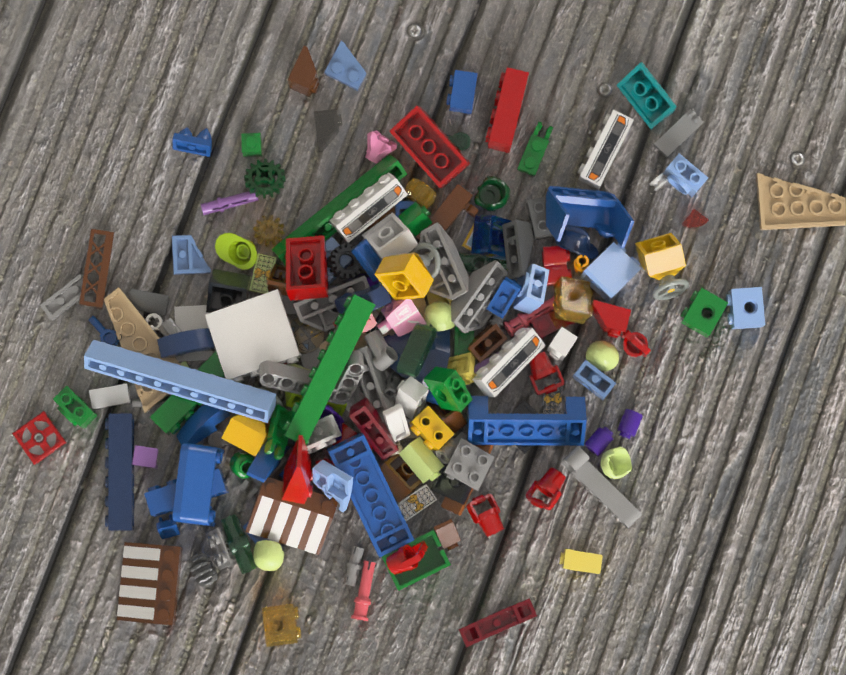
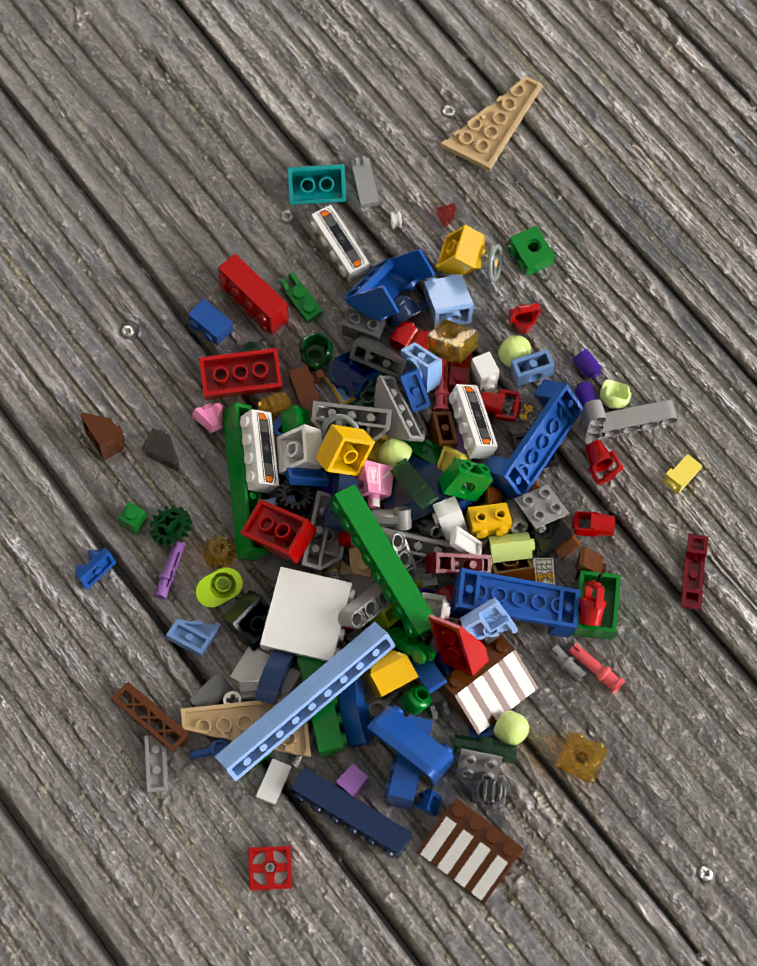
camera: 55 degrees left, 15 degrees down
(74, 407) = (264, 816): green brick -> none
(261, 273) = (255, 581): tile -> none
(277, 279) = (269, 566): reddish brown slope -> none
(345, 68) = (120, 403): medium blue wing -> none
(585, 263) = (425, 317): light orange pin -> none
(611, 318) = (489, 321): red slope -> none
(684, 176) = (406, 195): light blue brick -> none
(738, 317) = (549, 226): light blue brick -> none

